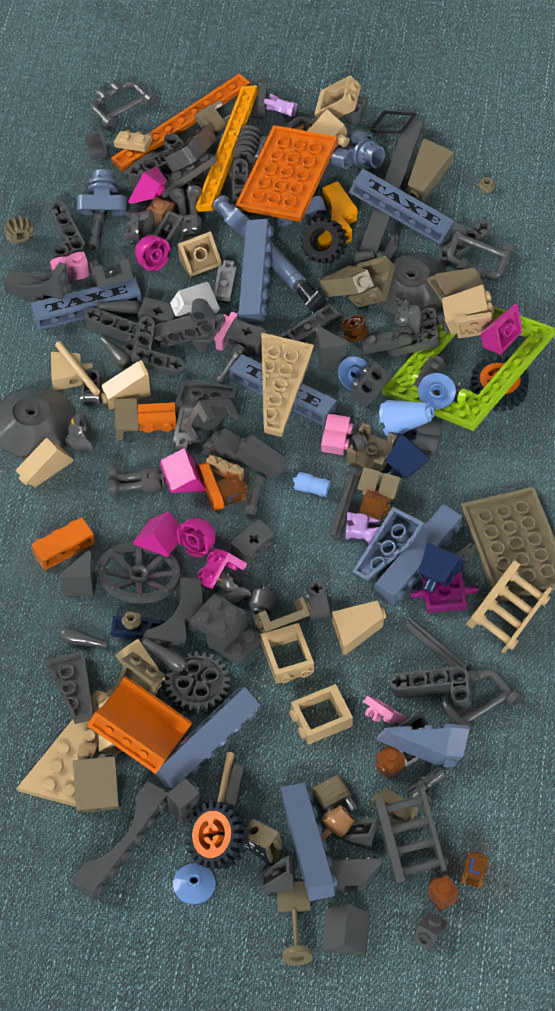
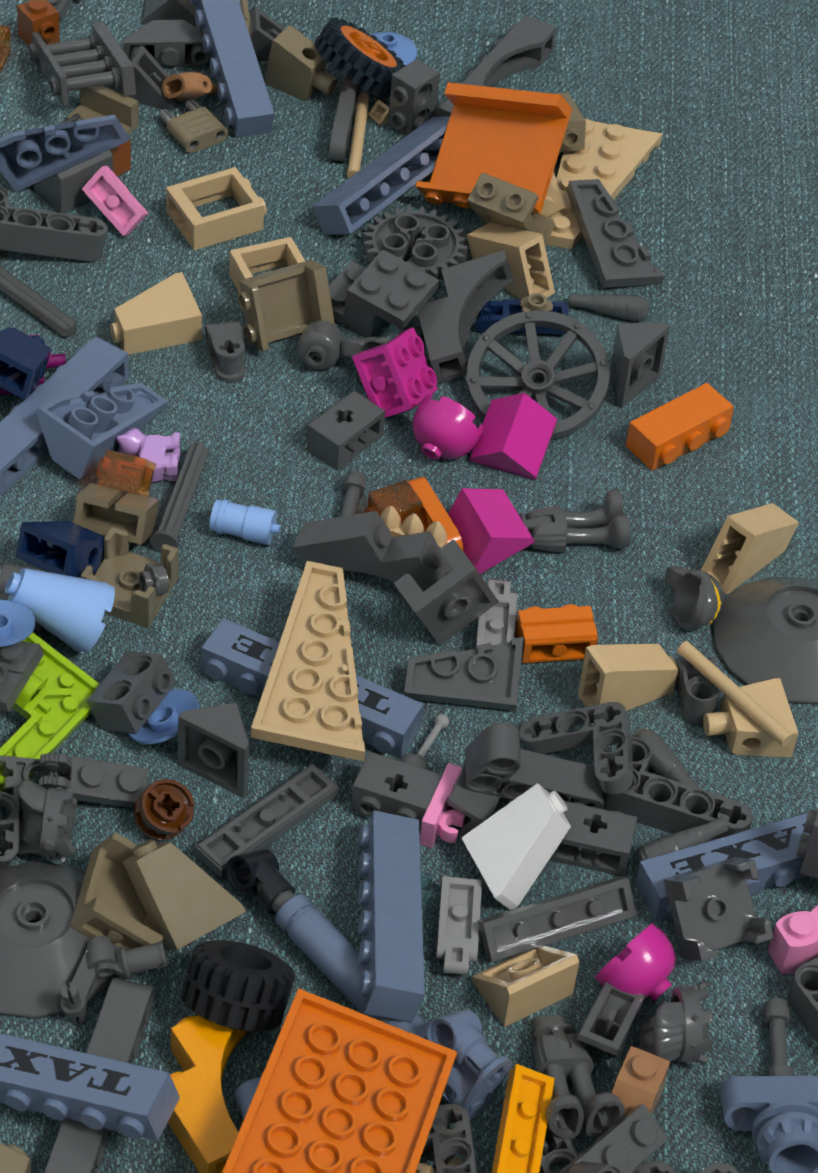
camera: 170 degrees right, 10 degrees down
(125, 416) = (616, 617): dark tan panel -> none
(149, 186) = (675, 1107): dark pink slope -> none
(167, 656) = (467, 245): dark grey piece -> none
(188, 279) = (557, 918): none -> dark grey plate
(336, 434) = (199, 606): bright pink brick -> none

